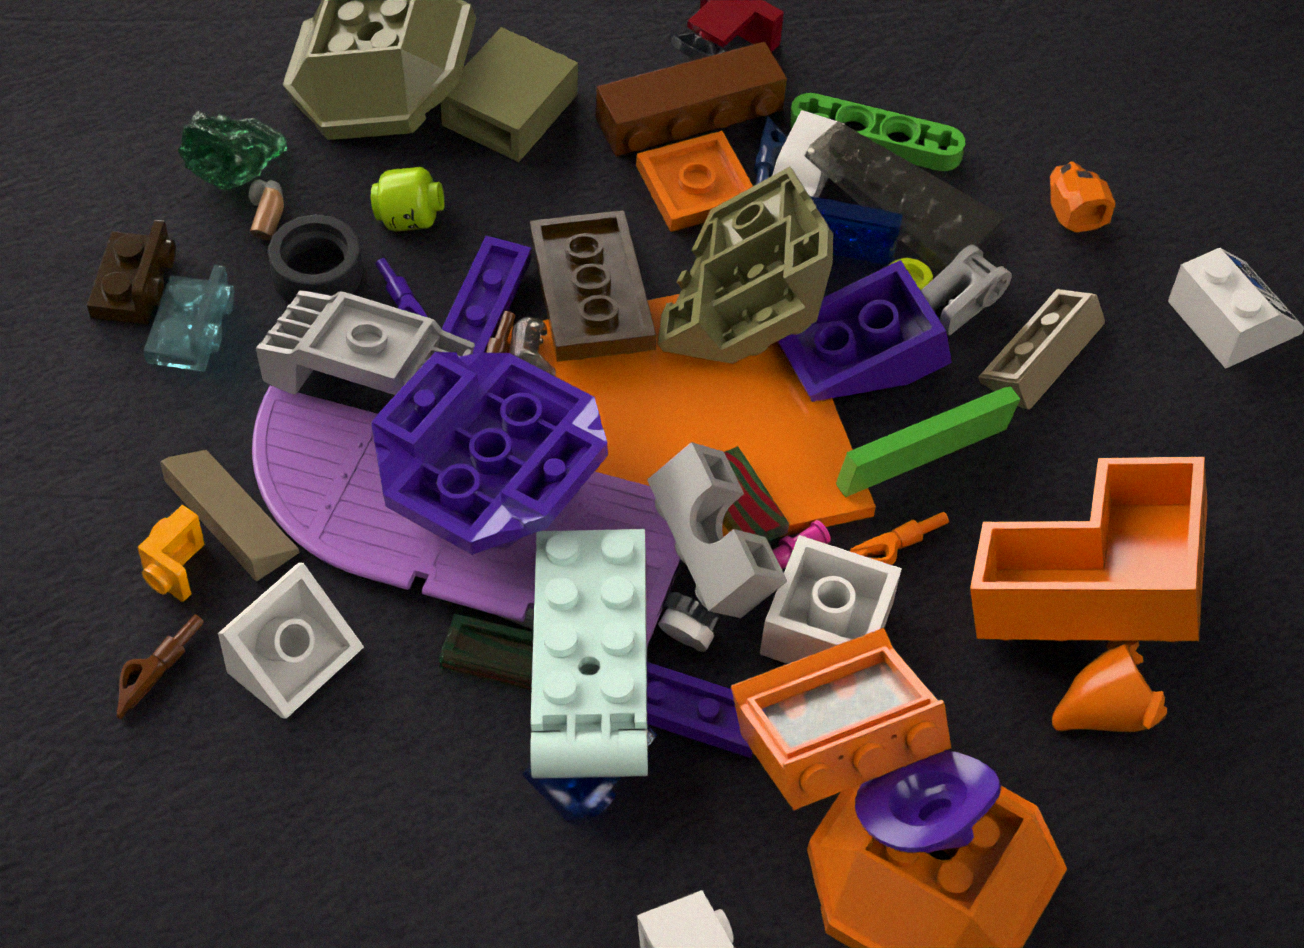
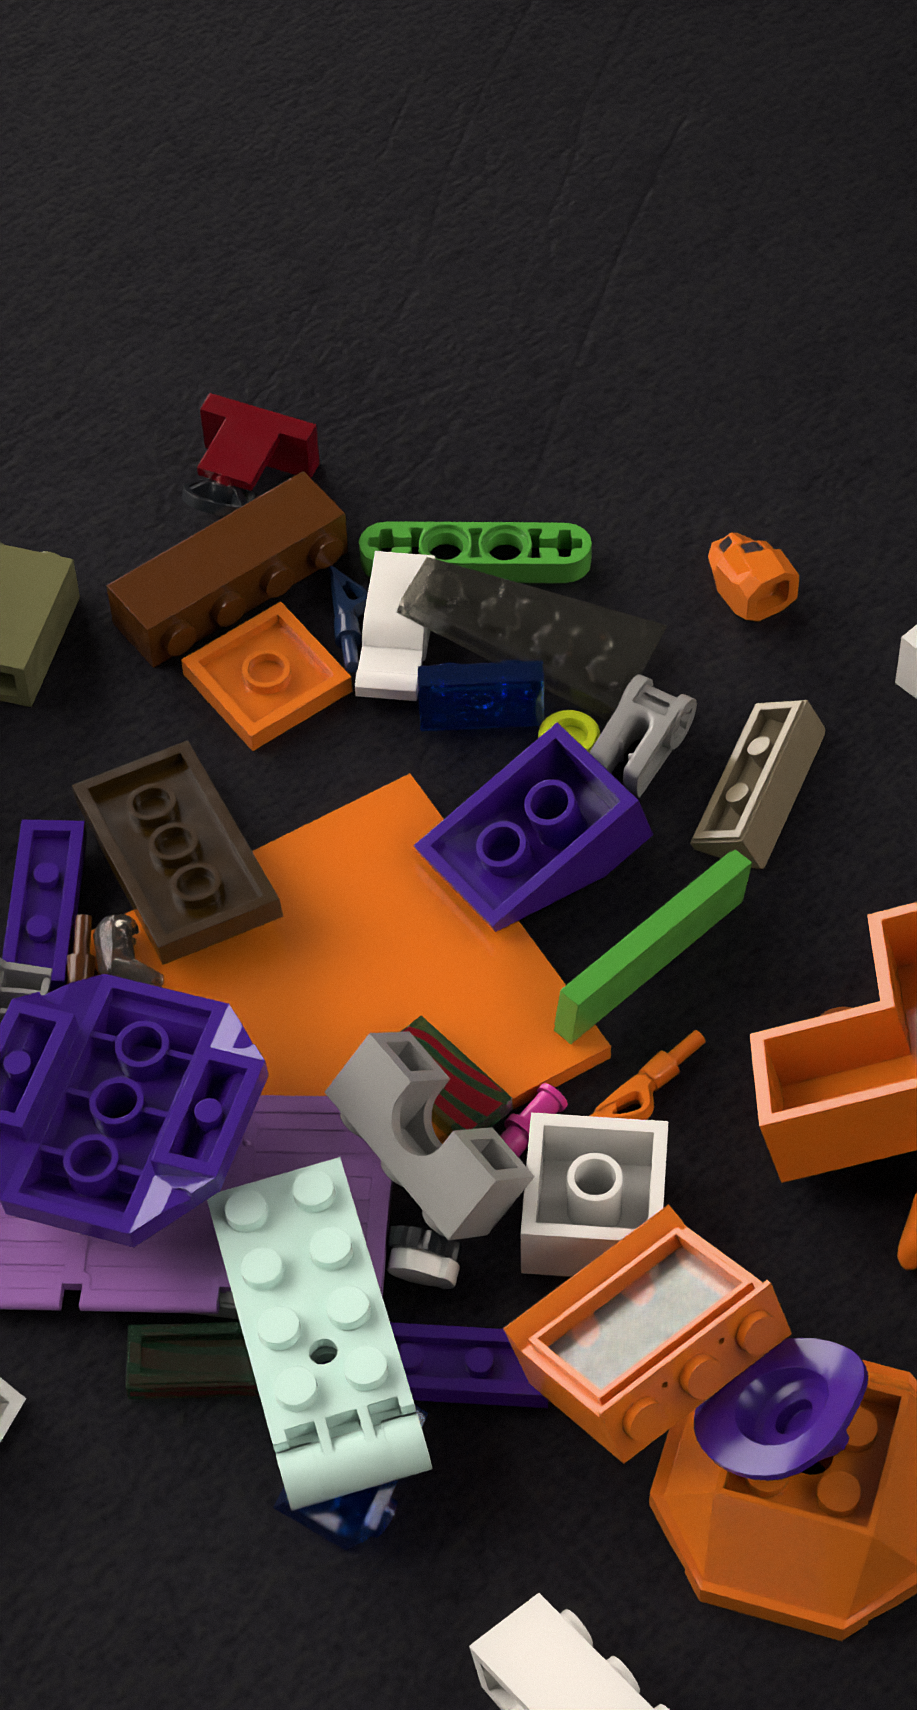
camera: 10 degrees left, 0 degrees up
(754, 274) = (380, 786): olive wedge -> none

